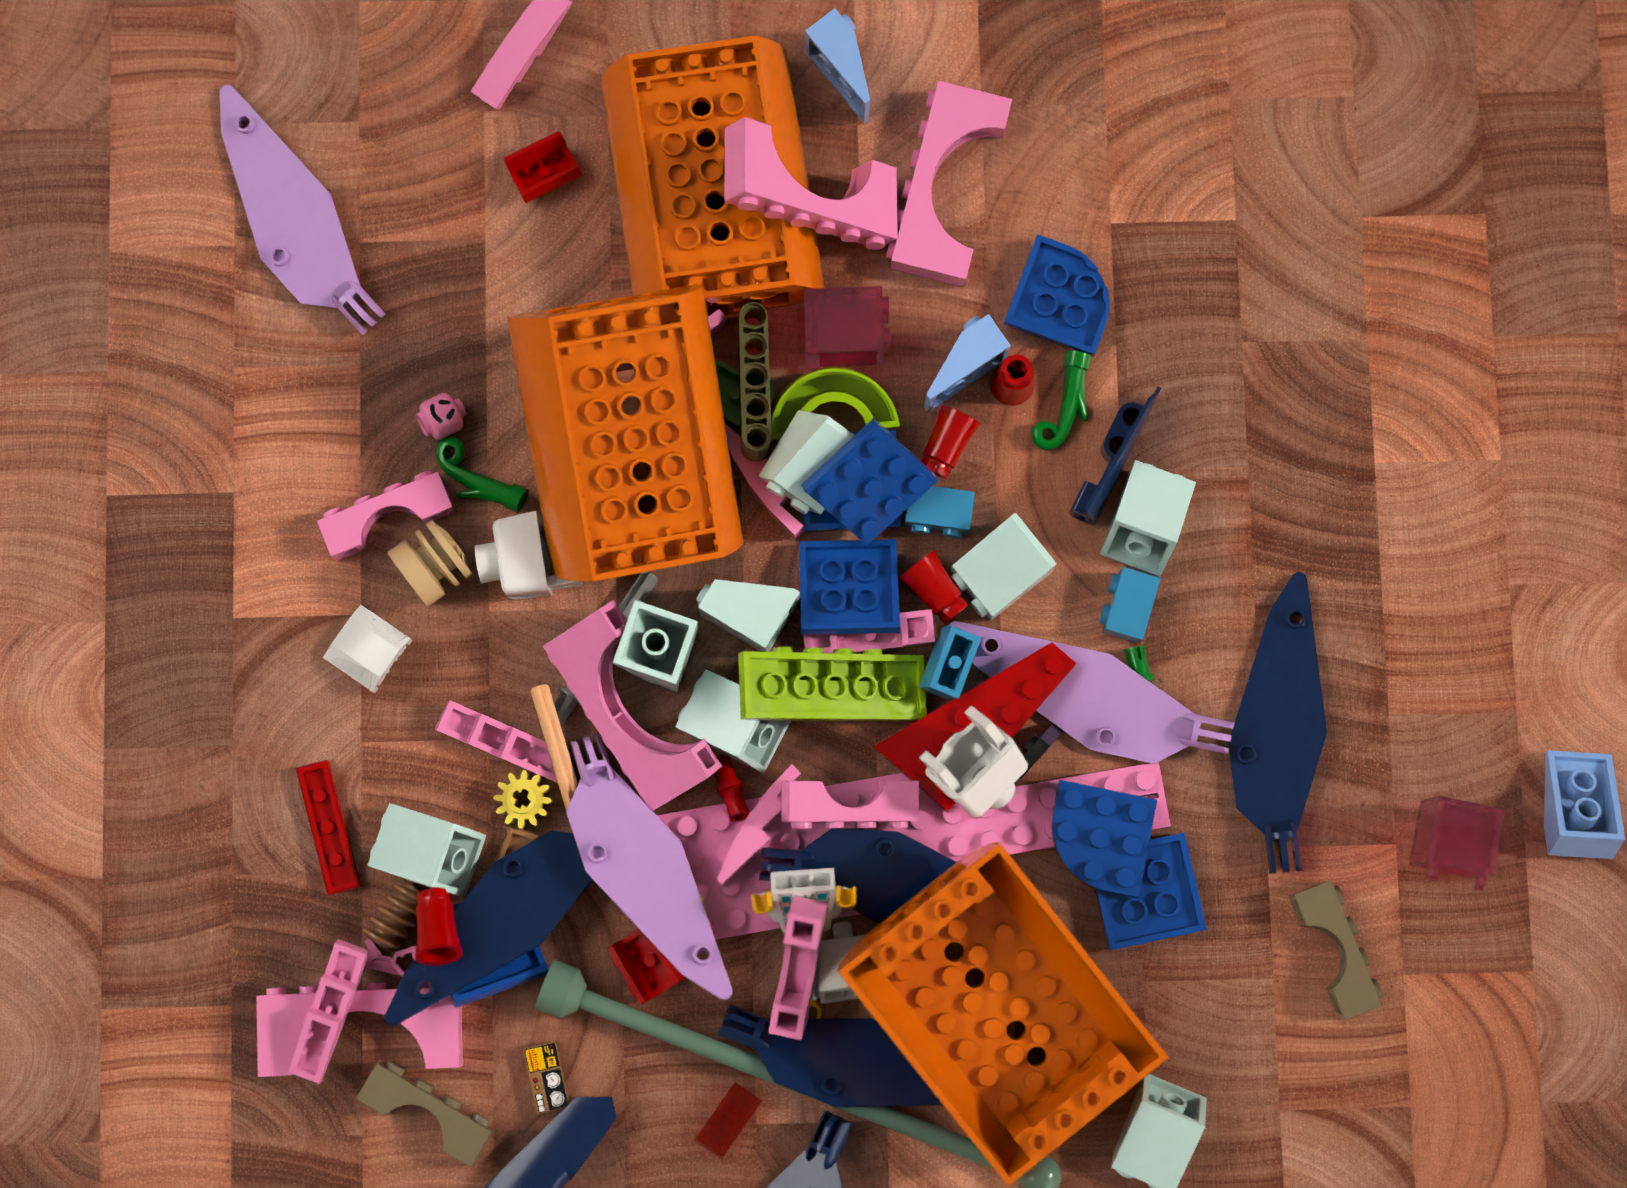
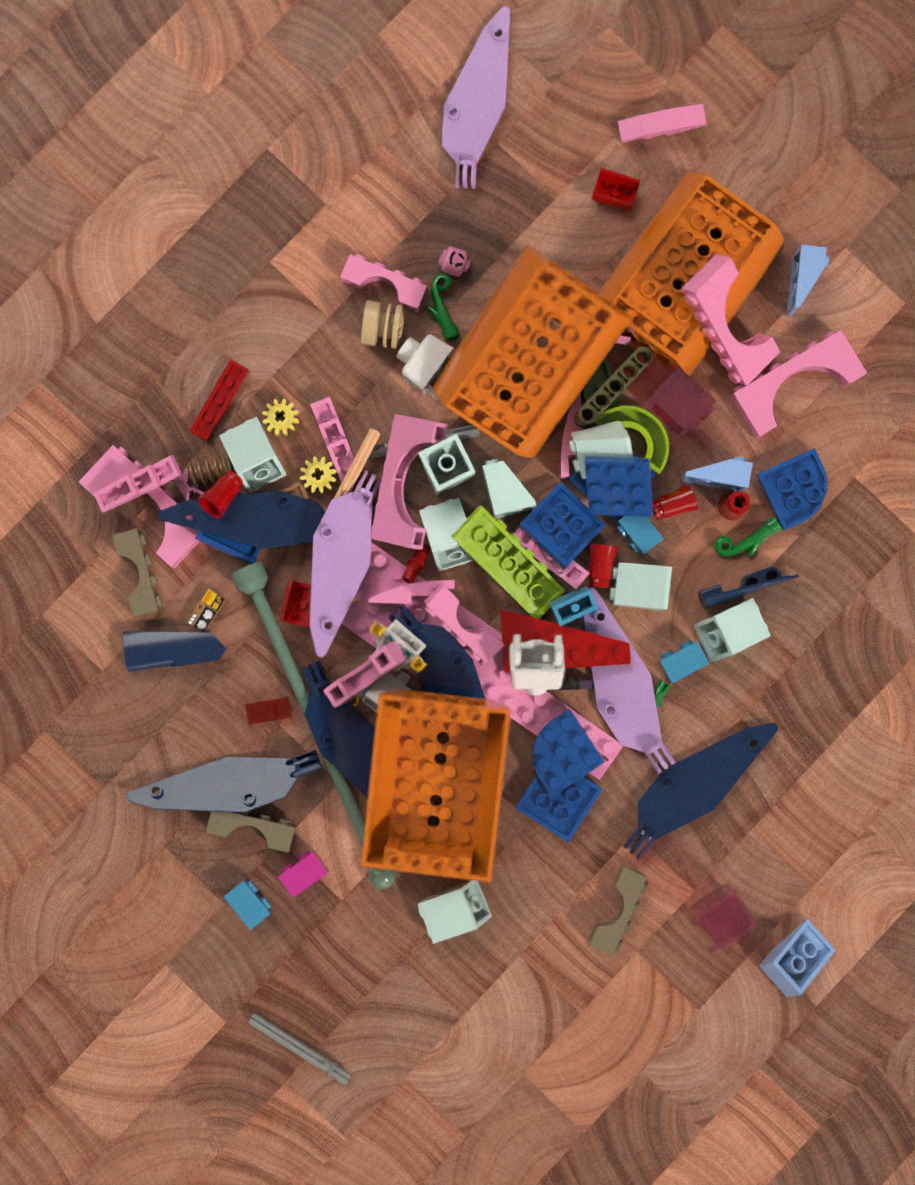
camera: 40 degrees right, 5 degrees up
(366, 648) = (315, 335): white slope -> none
(409, 787) = (288, 415): none -> light yellow gear

